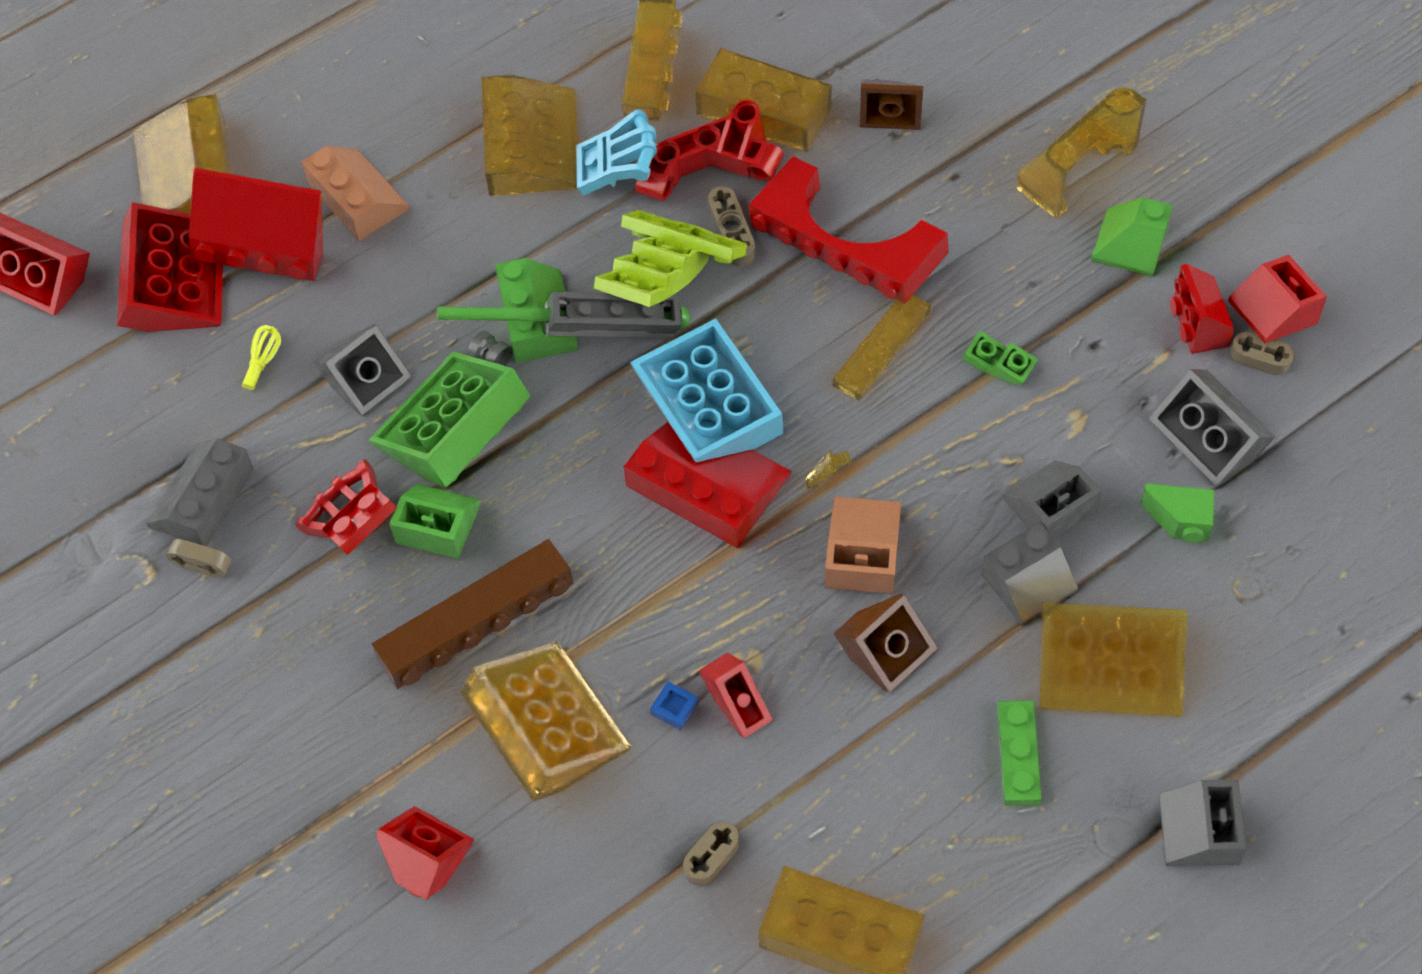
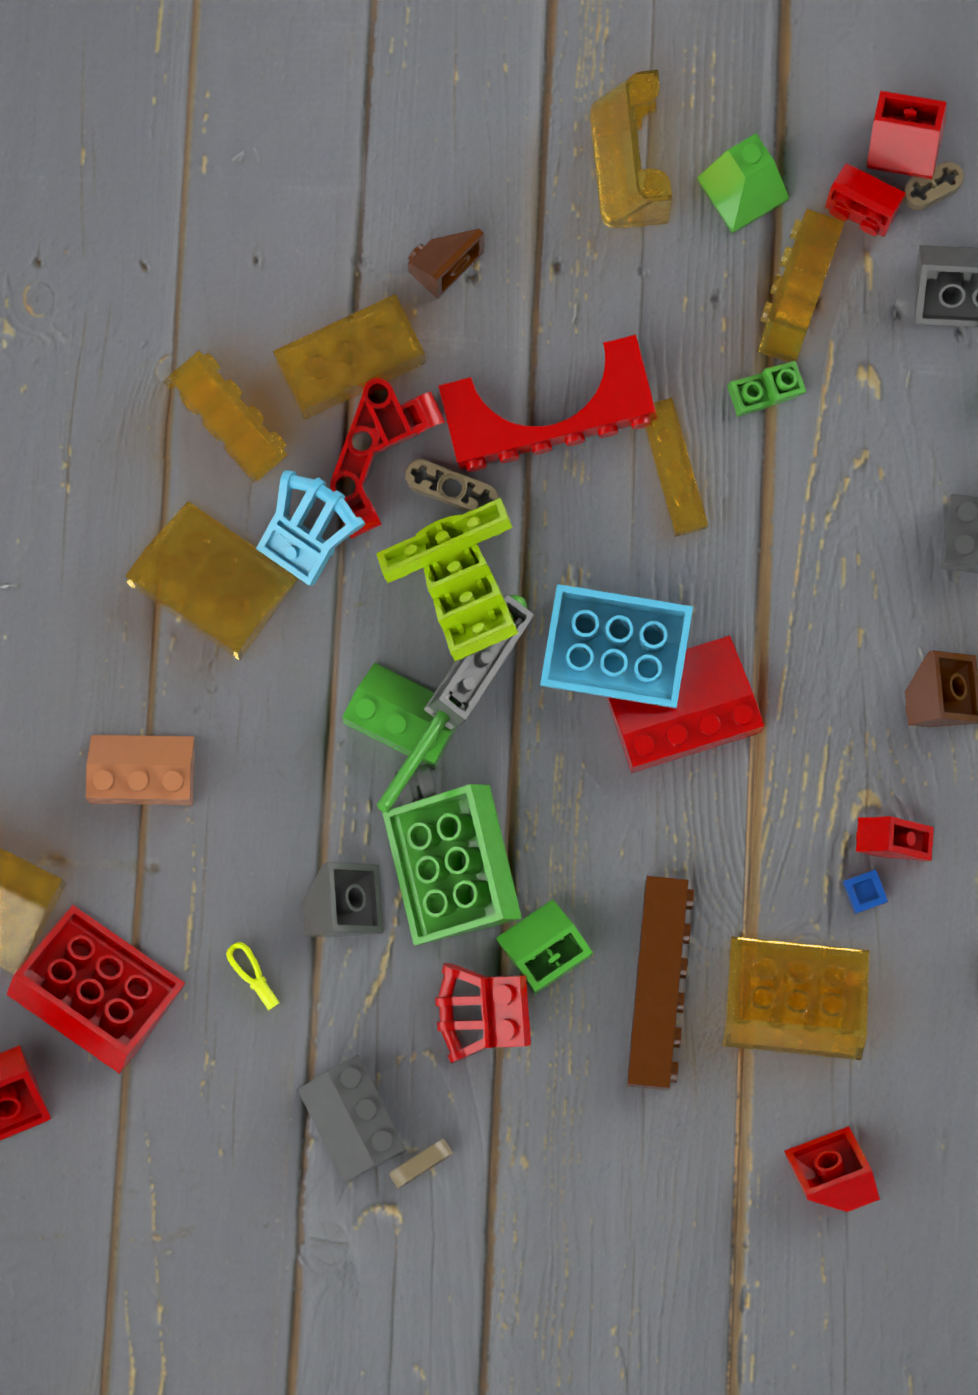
camera: 55 degrees left, 20 degrees up
(256, 224) = (137, 889): red slope -> none
(827, 467) = (751, 606): clear yellow bar -> none
(863, 545) = (846, 635): nougat slope -> none
(1055, 497) = (929, 461): dark grey slope -> none
(1094, 317) = (800, 285): none -> clear yellow wedge

